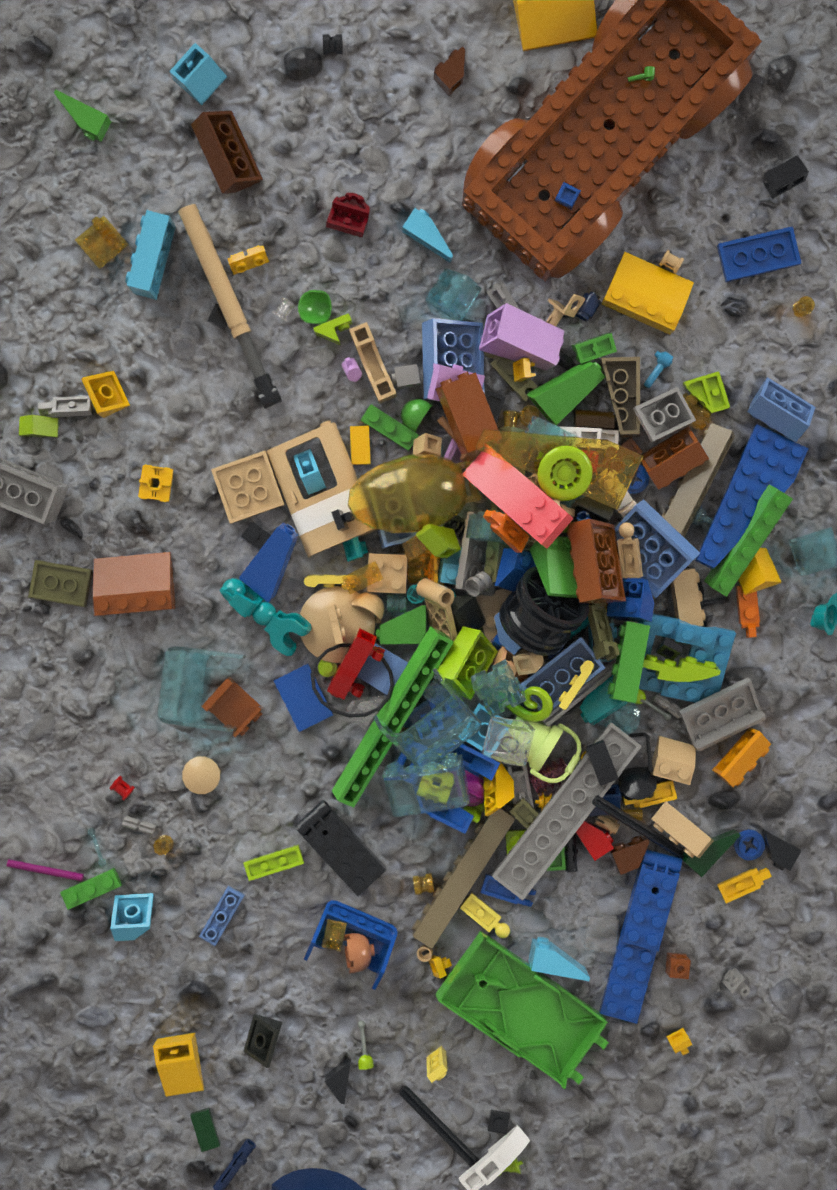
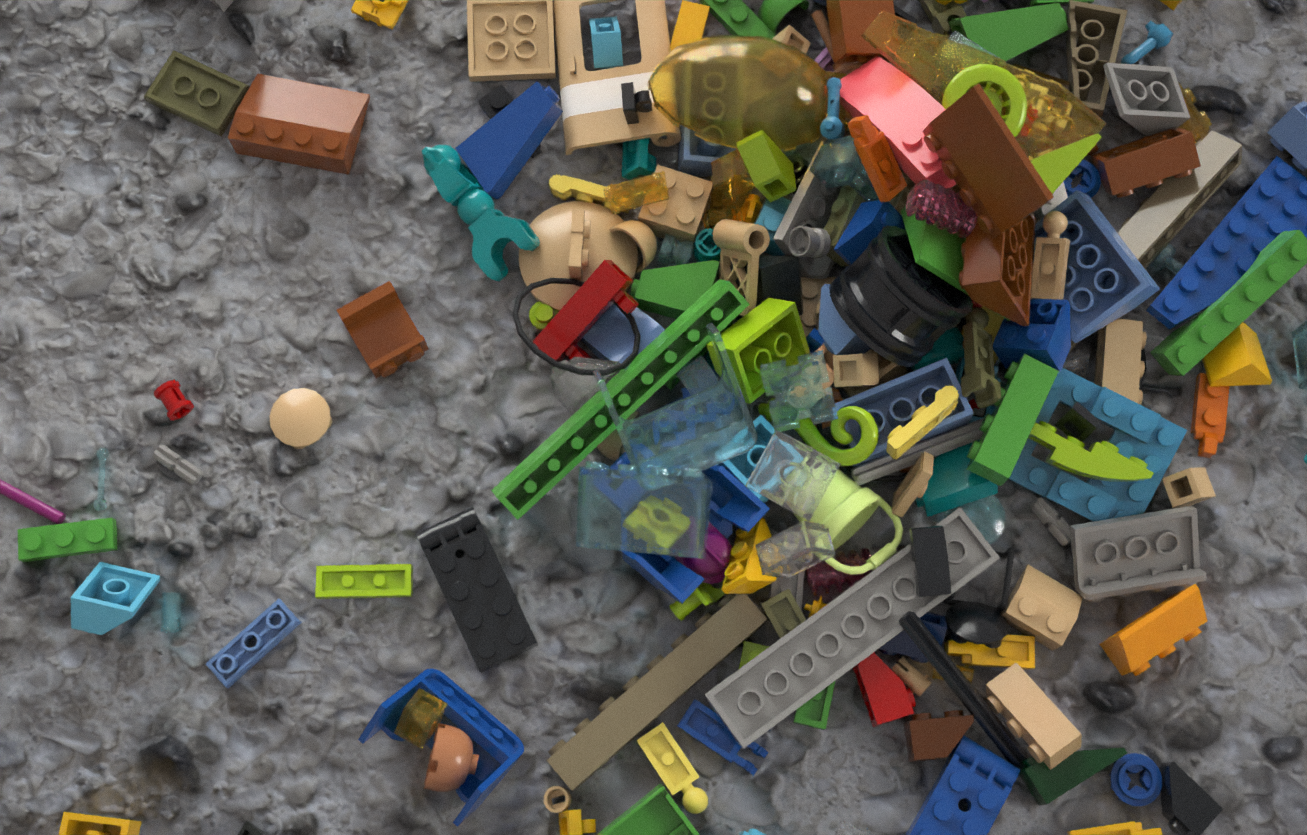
camera: 10 degrees right, 15 degrees down
(168, 846) = (212, 500): clear yellow bush -> none
(168, 913) = (171, 612): none -> clear light blue pin
(184, 685) = (323, 274): clear light blue windscreen -> none
(300, 698) = (493, 350): blue tile -> none
(427, 882) = (589, 685): clear yellow wheel -> none
(472, 505) = (831, 126): none -> dark azure piece
(521, 779) = (795, 549): none -> clear brick
(555, 557) = (941, 208): none -> clear pink piece
(571, 855) = (840, 705): black pin -> none
(574, 536) = (986, 163): none -> dark orange slope
(580, 716) = (913, 484): none -> tan plate
(613, 502) = (1058, 164): none -> lime slope
(641, 698) = (1010, 495): light grey hinge -> none
(709, 392) = (1215, 94): lime wing -> none
(744, 664) = (1188, 487): none -> tan brick

